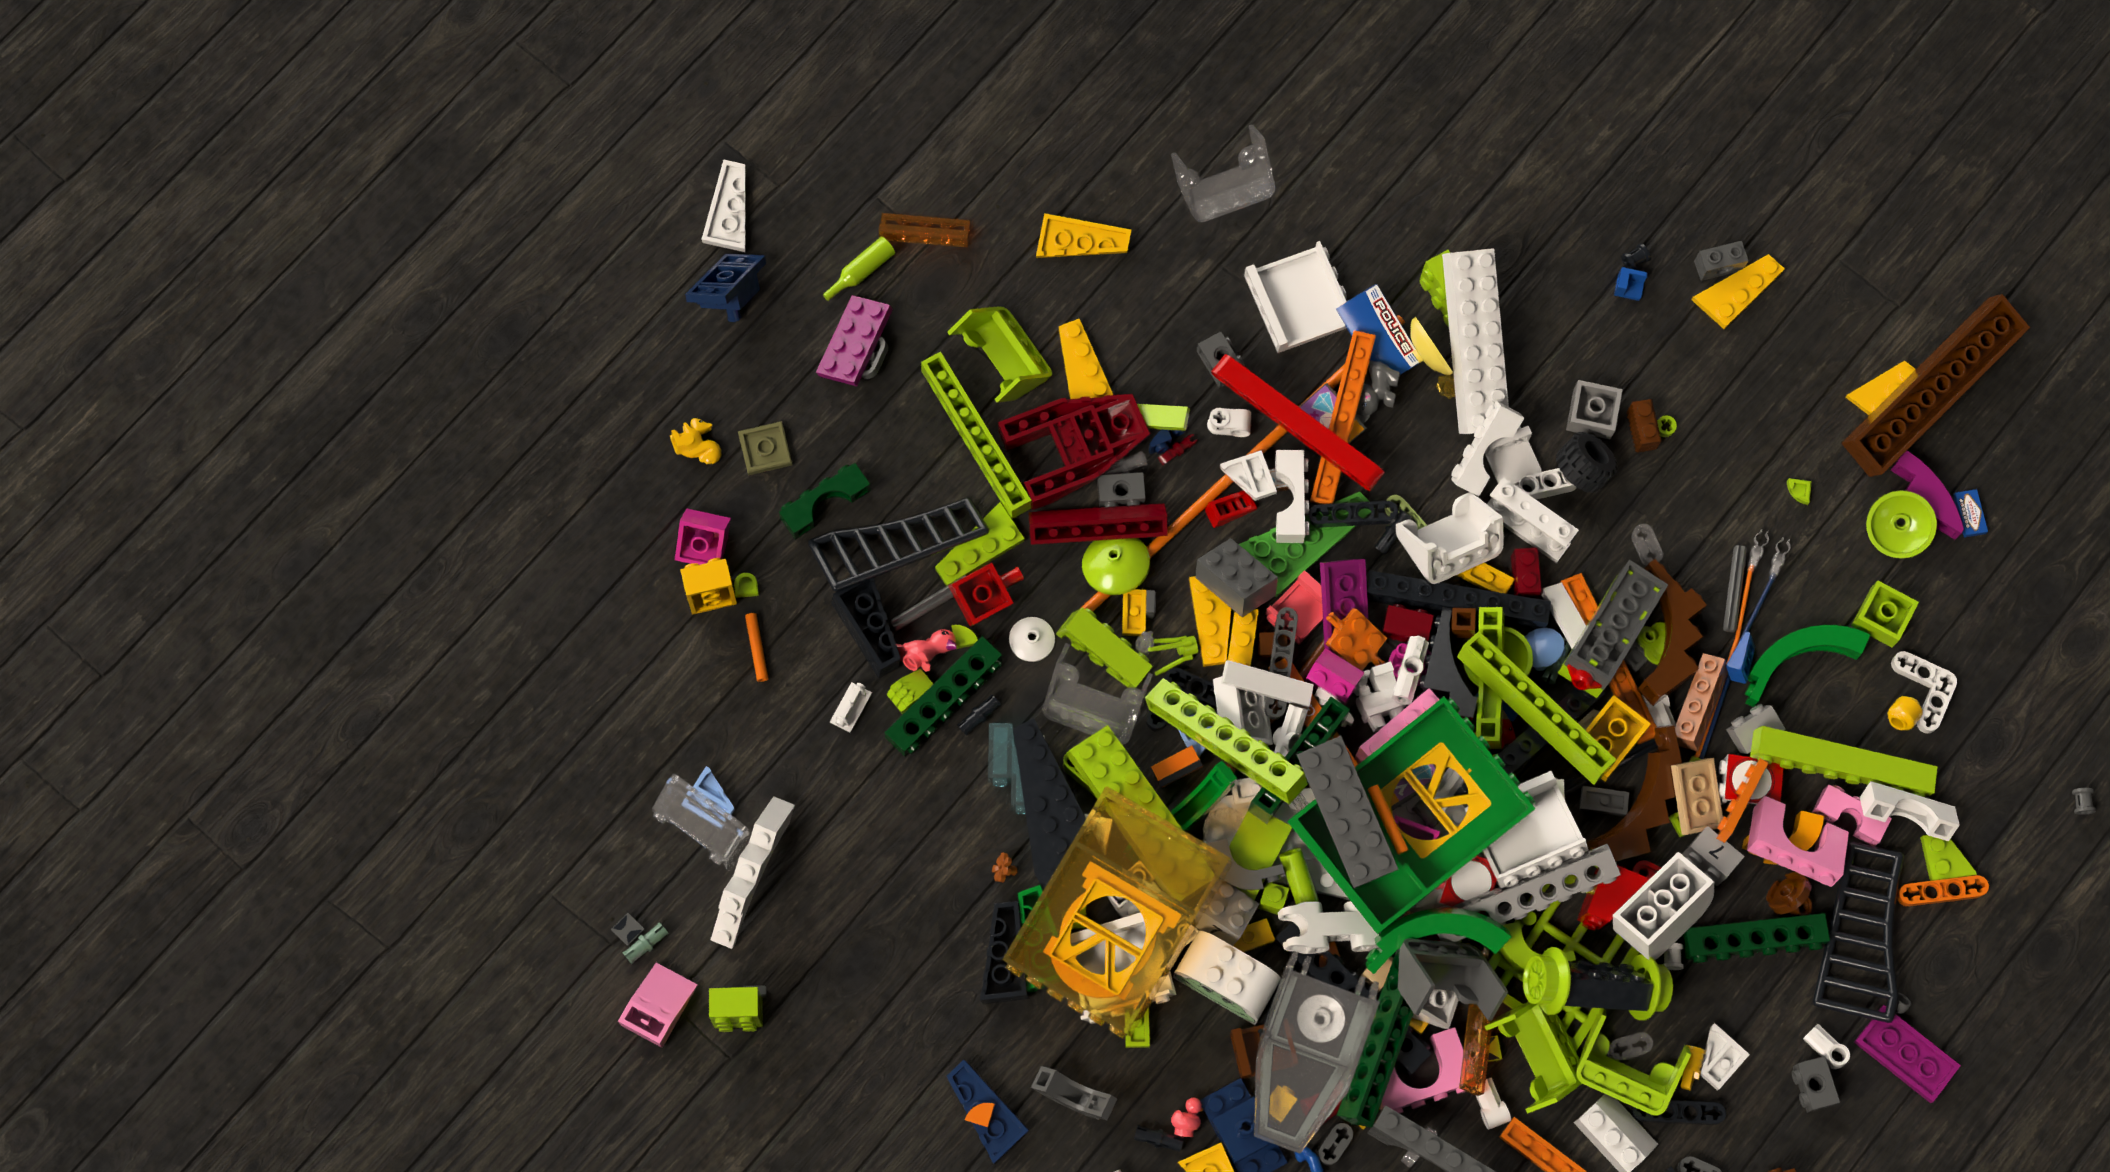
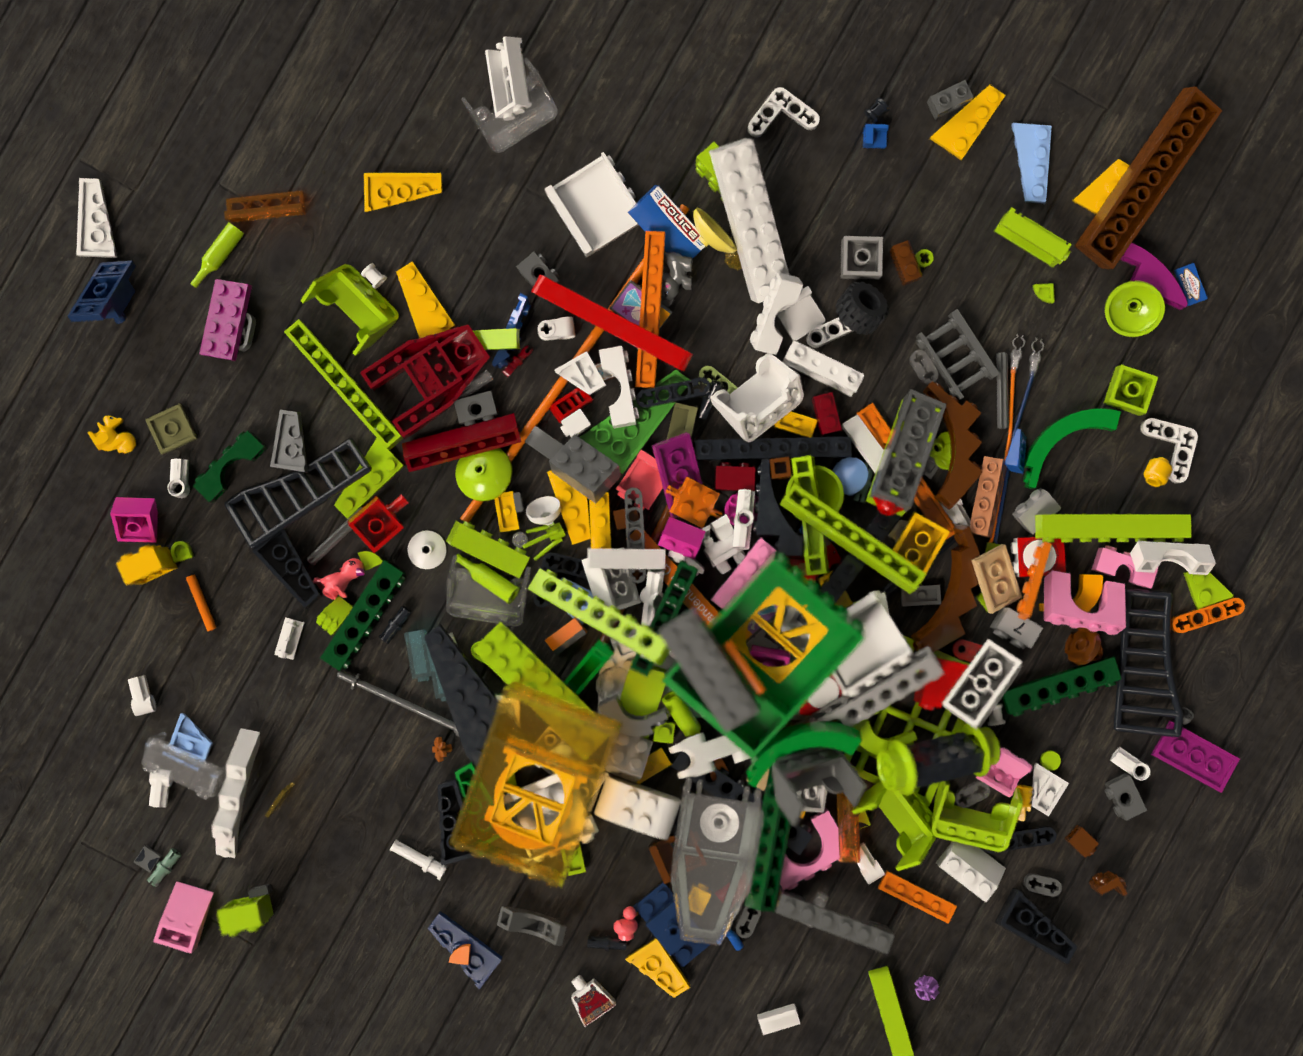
camera: 10 degrees left, 15 degrees up
(664, 745) = (142, 700): none -> white piece
(664, 841) = (159, 790): none -> white piece
(763, 501) = (179, 475): none -> white piece
(802, 886) = (281, 797): none -> clear yellow piece
(898, 488) = (289, 443): none -> wing
(919, 770) = (356, 681): none -> dark grey bar
(960, 999) = (428, 863): none -> white pin
(1032, 325) = (373, 276): none -> white bush
(1102, 684) = (490, 580): none -> lime piece
(1178, 618) = (542, 507): none -> white piece
(1191, 543) = (543, 442): none -> dark grey slope
(1194, 392) = (522, 309): none -> blue wing
(1216, 129) = (497, 63): none -> white door
(1232, 527) = (575, 423): none -> white brick
(1358, 545) = (682, 420): none -> olive panel
(1525, 232) = (778, 106): none -> white beam
(1675, 1024) = (1006, 773): none -> bright pink bracket
(1702, 520) = (976, 353): none -> dark grey fence
(1731, 1024) = (1050, 760): none -> lime tile
(1756, 1128) = (1082, 841): none -> reddish brown brick
(1794, 425) = (1033, 238): none -> lime door
(1807, 342) = (1033, 159): none -> light blue wing

